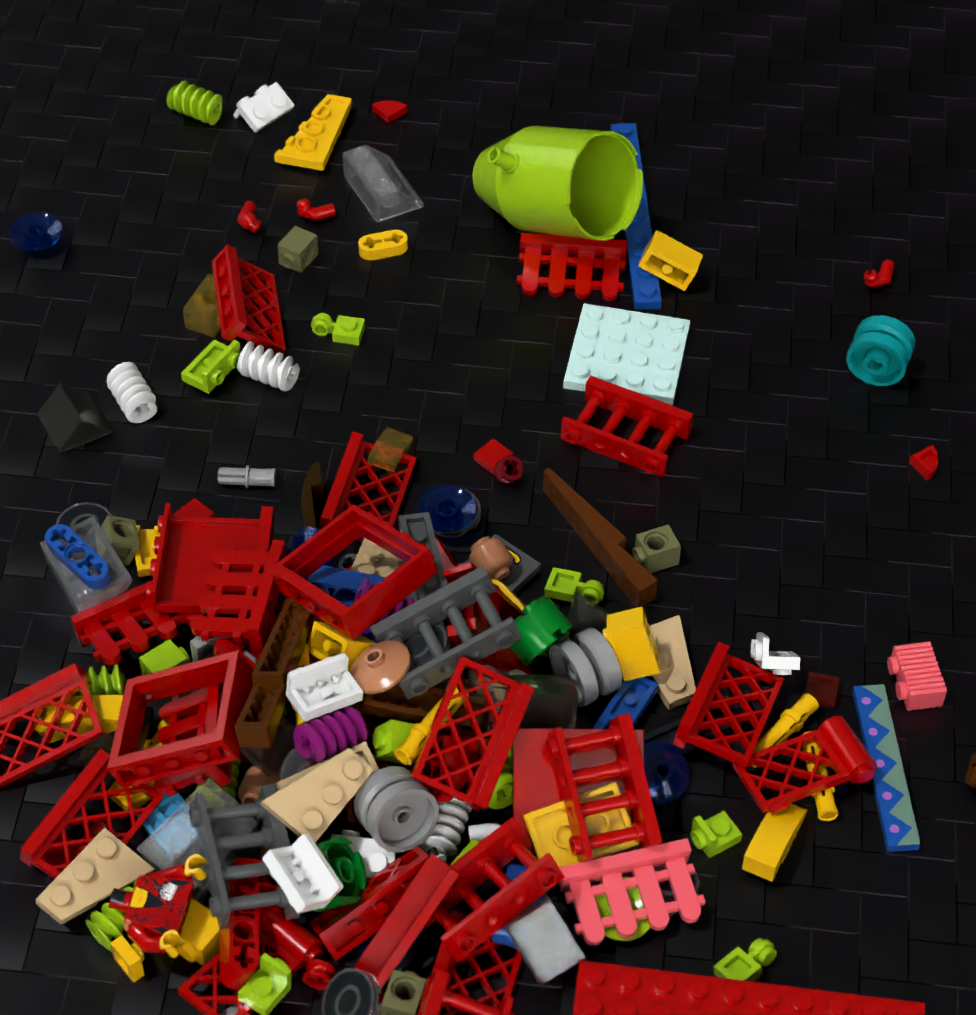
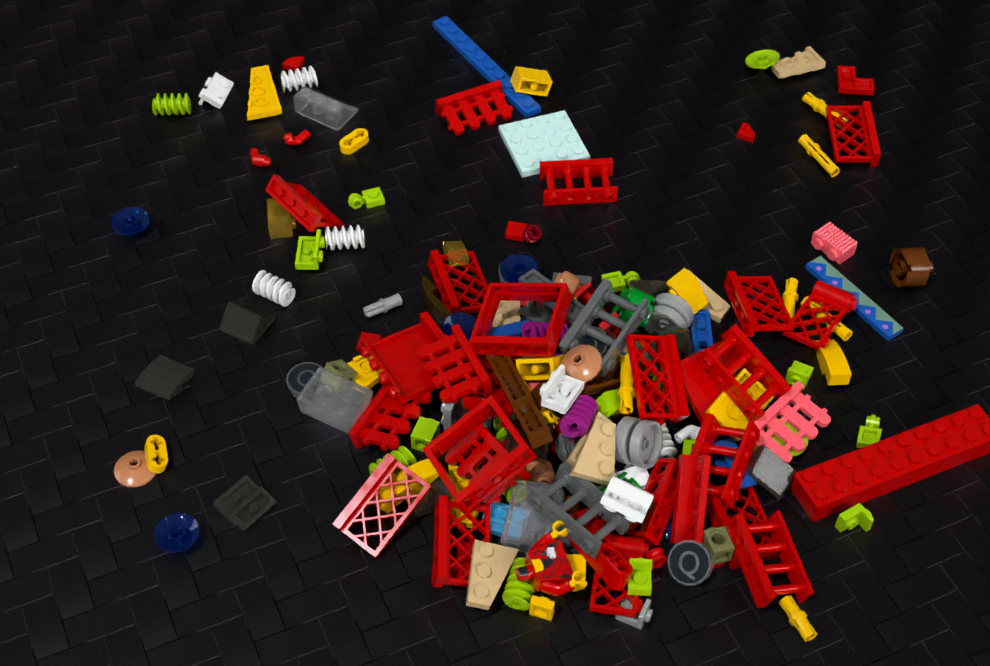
camera: 30 degrees left, 0 degrees up
(79, 568) = (337, 400): blue beam -> none
(297, 249) = (306, 163): olive brick -> none
(374, 134) = (299, 78): none -> white piece
(562, 181) = (444, 59): lime piece -> none
(602, 539) = (613, 247): reddish brown slope -> none
(657, 549) = (648, 239): olive brick -> none
(777, 661) = (755, 266): white bracket -> none
(823, 688) = (790, 271): clear red tile -> none
(880, 350) = (683, 82): teal wheel -> none
(881, 278) = (646, 45): red arm -> none

